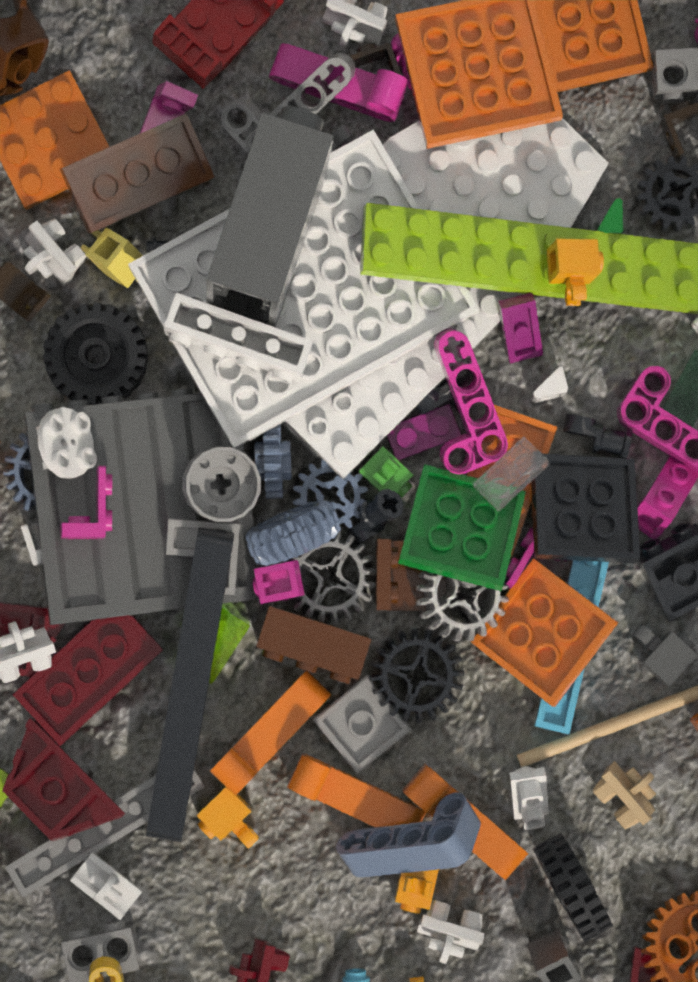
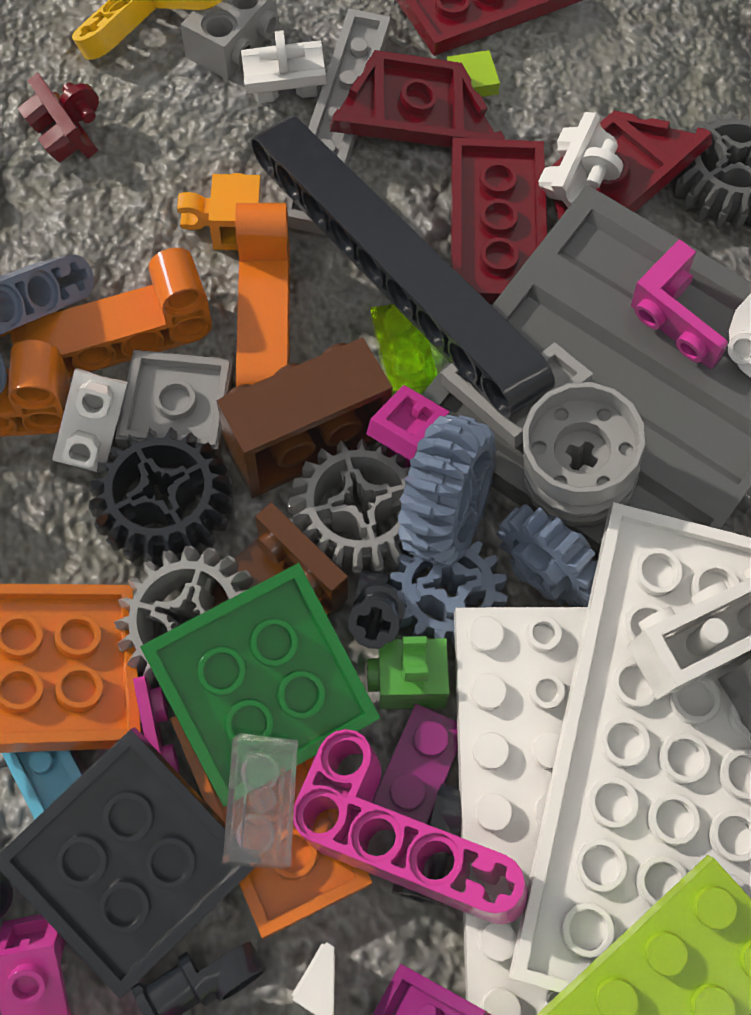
camera: 135 degrees right, 20 degrees down
(418, 746) = (89, 420): none -> white hips

